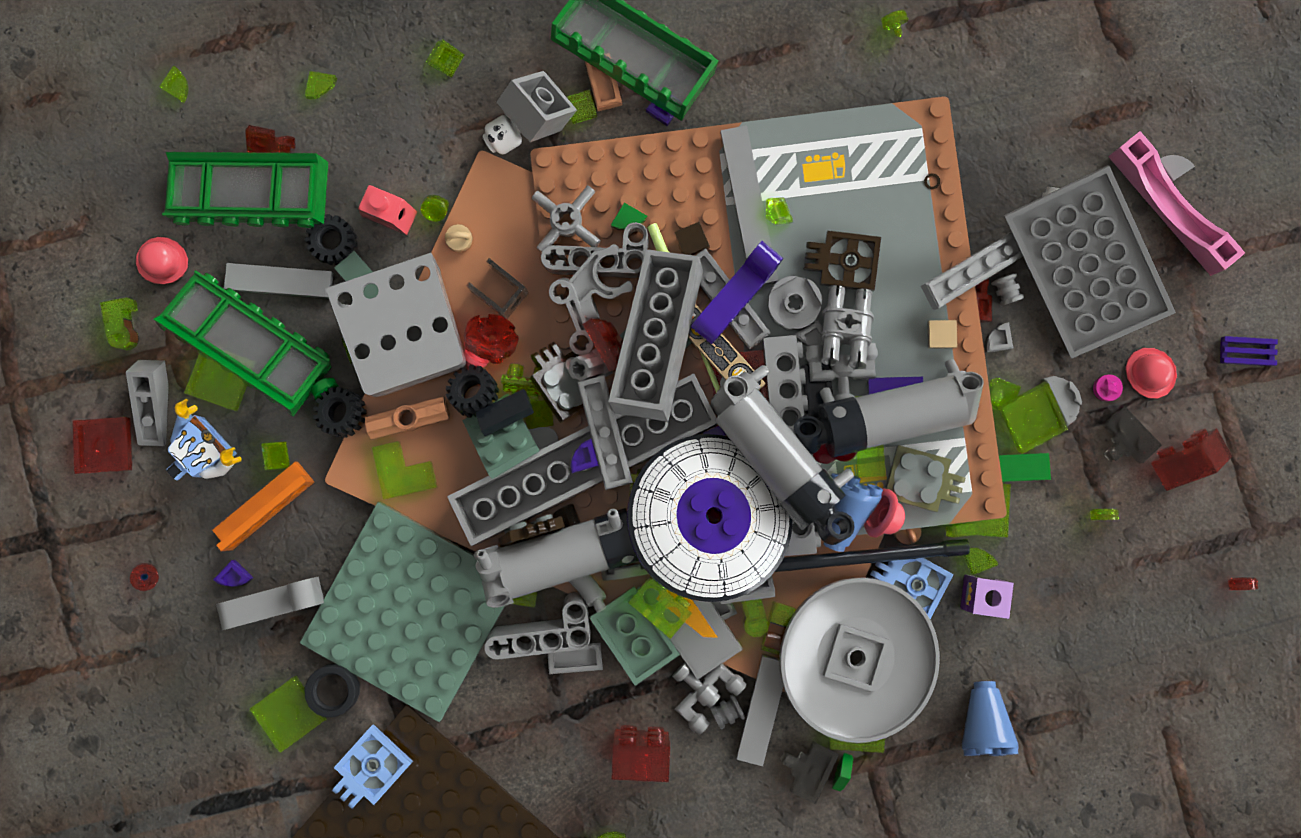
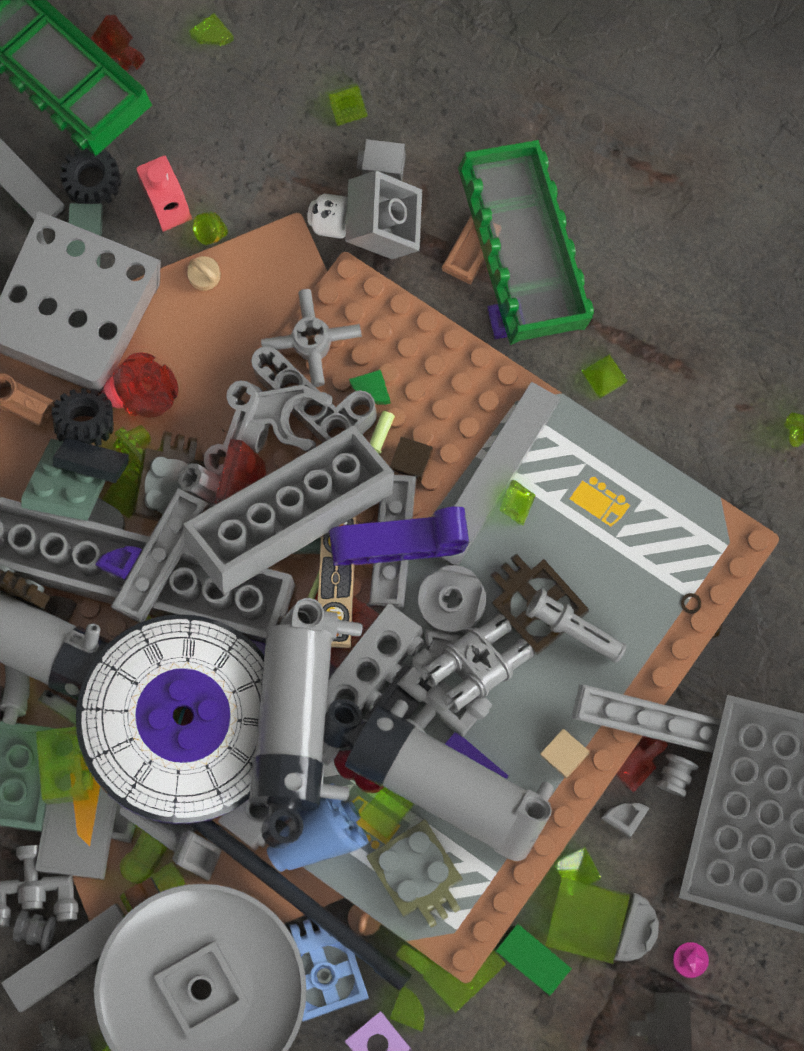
camera: 50 degrees right, 10 degrees down
(500, 73) = (382, 157): none -> light grey brick
(514, 301) = (209, 370): clear smoke piece -> none
(584, 105) = (431, 253): clear neon green tile -> none
(752, 91) = (604, 376): none -> clear neon green slope
(786, 587) = (196, 855): none -> light grey tile
(874, 256) = (563, 619): none -> light grey pin
(886, 517) = (349, 872): coral hat -> none
(1151, 372) = (748, 985): coral hat -> none

